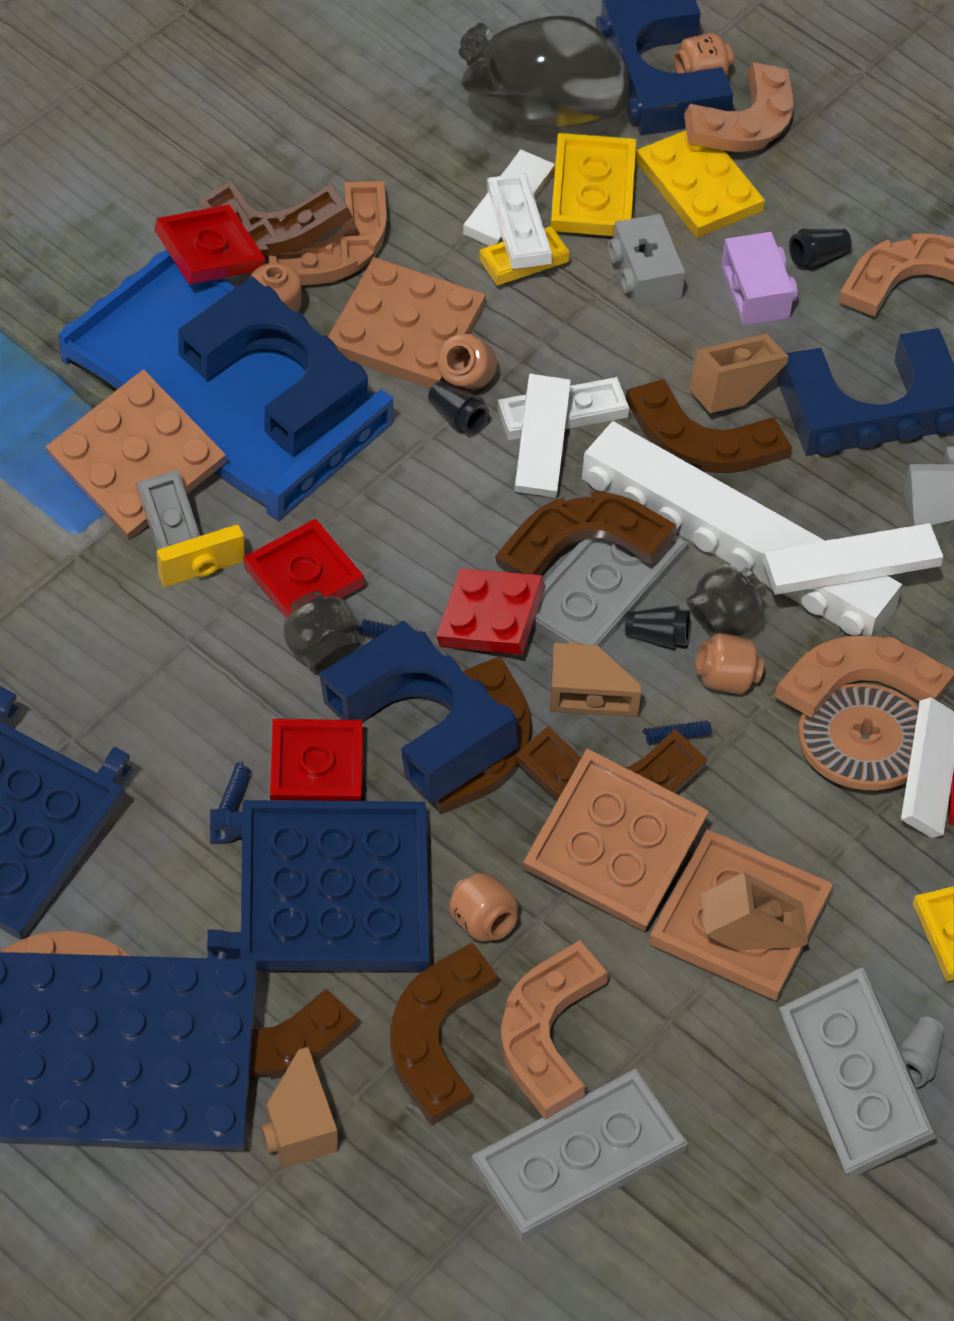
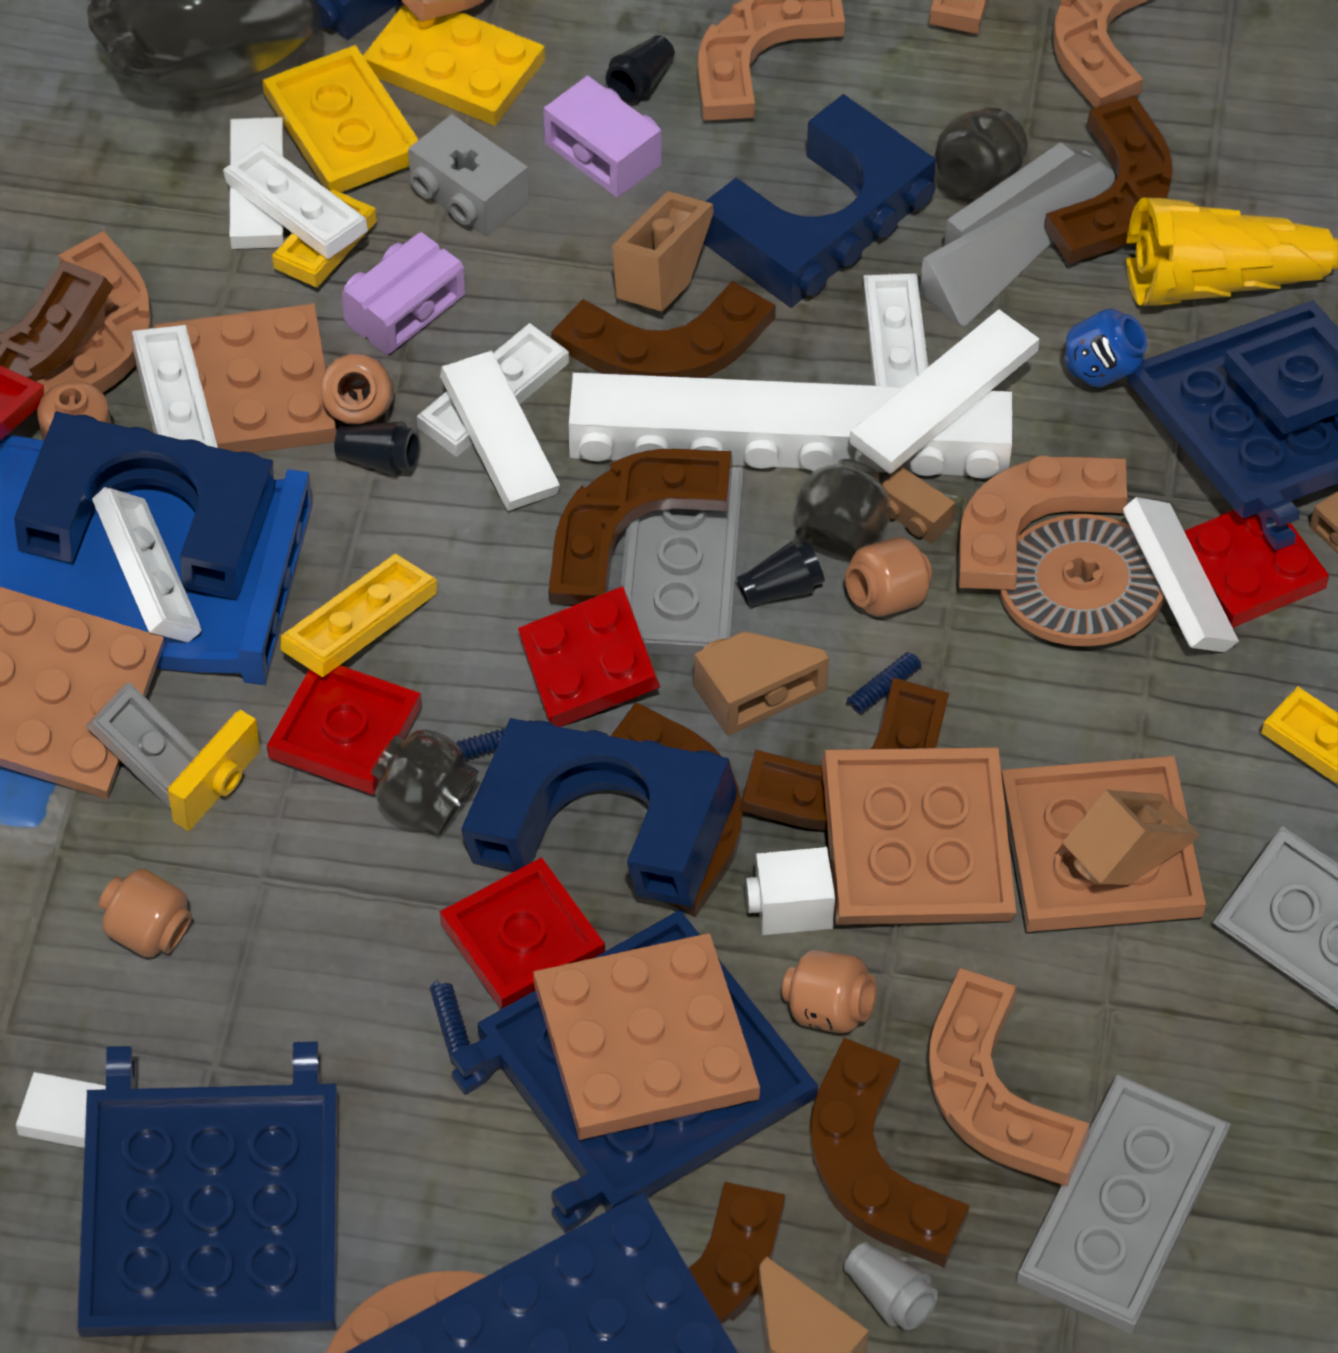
camera: 30 degrees left, 0 degrees up
(92, 620) = (145, 913): none -> nougat head
(246, 403) = (147, 565): none -> white tile
(339, 867) = (645, 1036): none -> nougat plate
(351, 301) = (172, 384): none -> white tile
(363, 506) = (358, 615): none -> yellow tile
(382, 1115) = (892, 1286): none -> light grey cone
(507, 829) = (792, 891): none -> white brick
(547, 315) = (402, 292): none -> lavender brick
(786, 627) = (918, 505): none -> medium nougat piece
(865, 502) = (894, 328): none -> white tile

